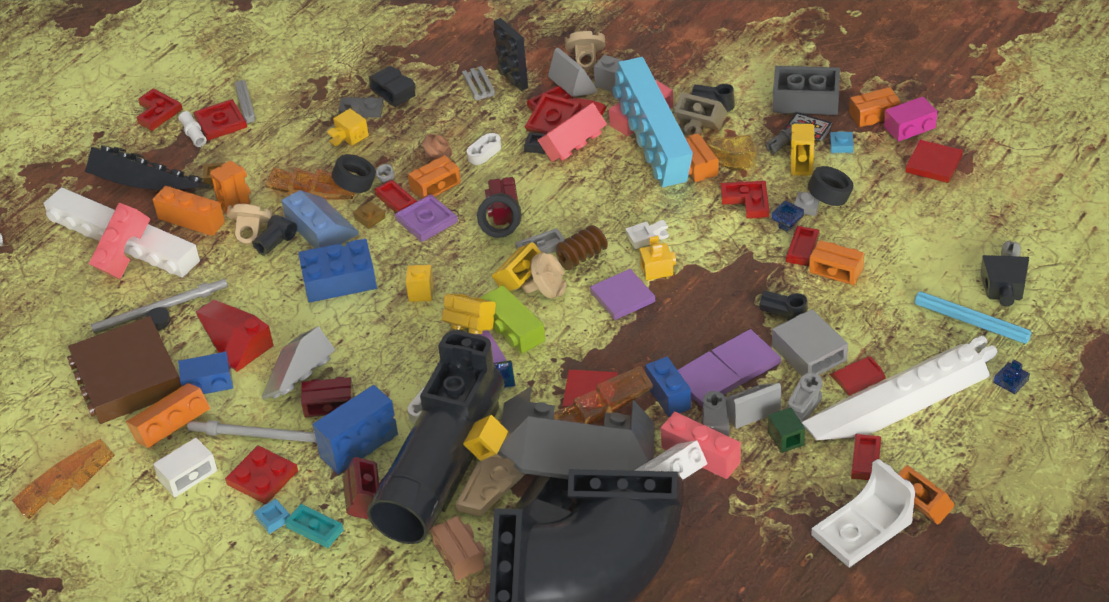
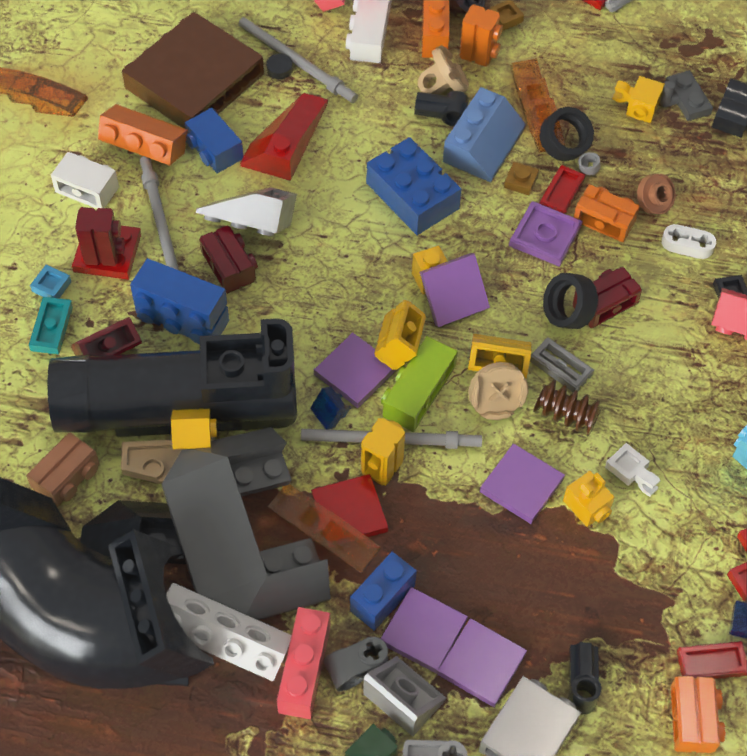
camera: 60 degrees right, 15 degrees up
(264, 455) = (99, 236): none -> dark red brick
(447, 271) = (454, 289): none -> medium lavender tile
(560, 348) = (382, 450): none -> yellow brick
(565, 321) = (450, 440): none -> light grey bar

